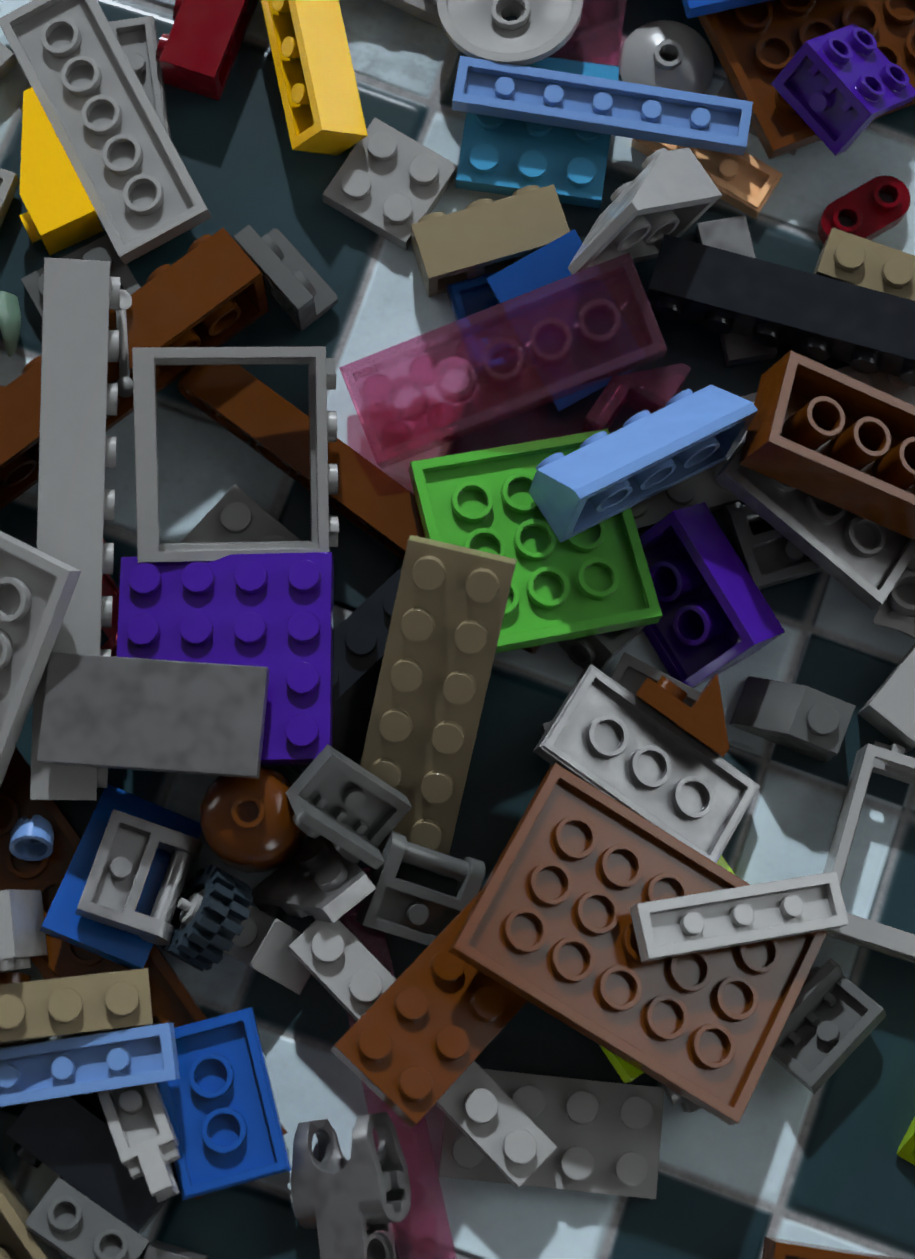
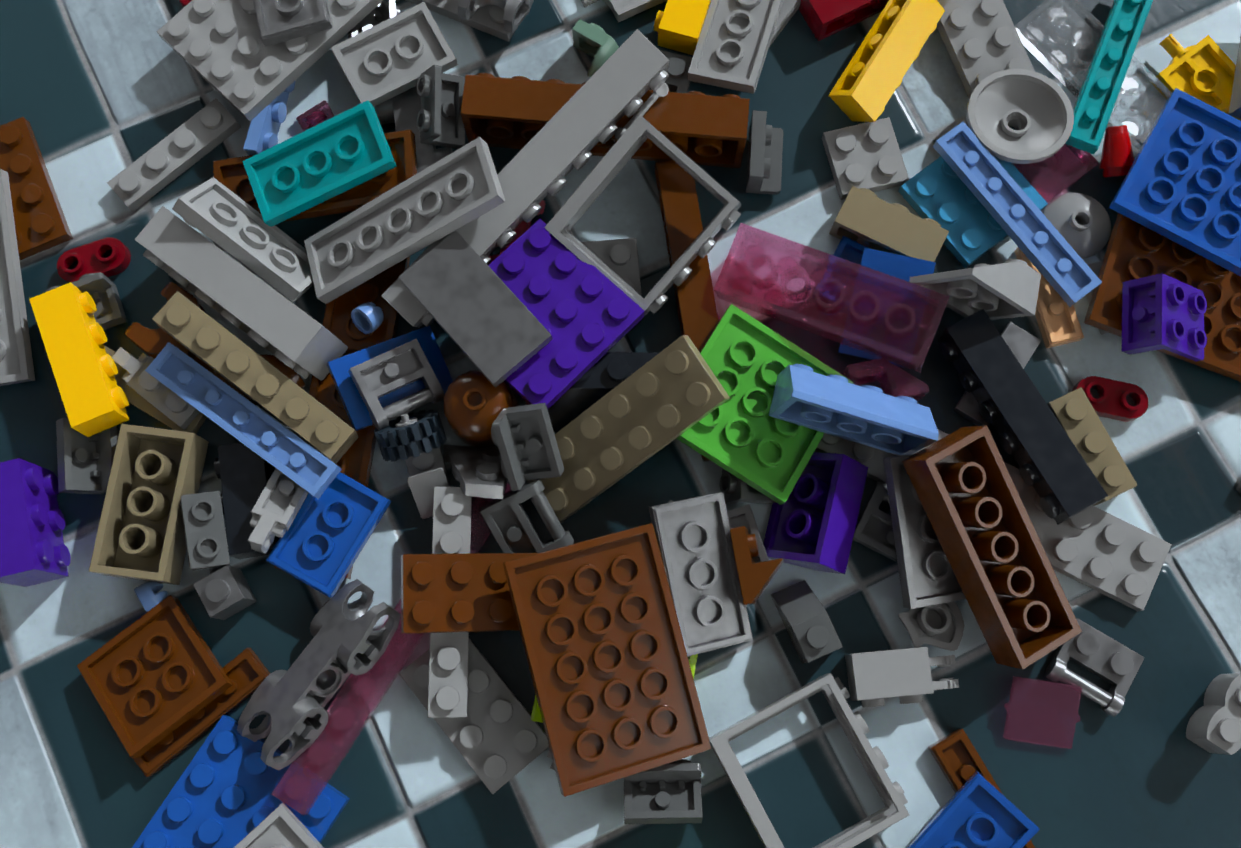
camera: 50 degrees right, 0 degrees up
(738, 916) = (670, 693): light grey plate -> none

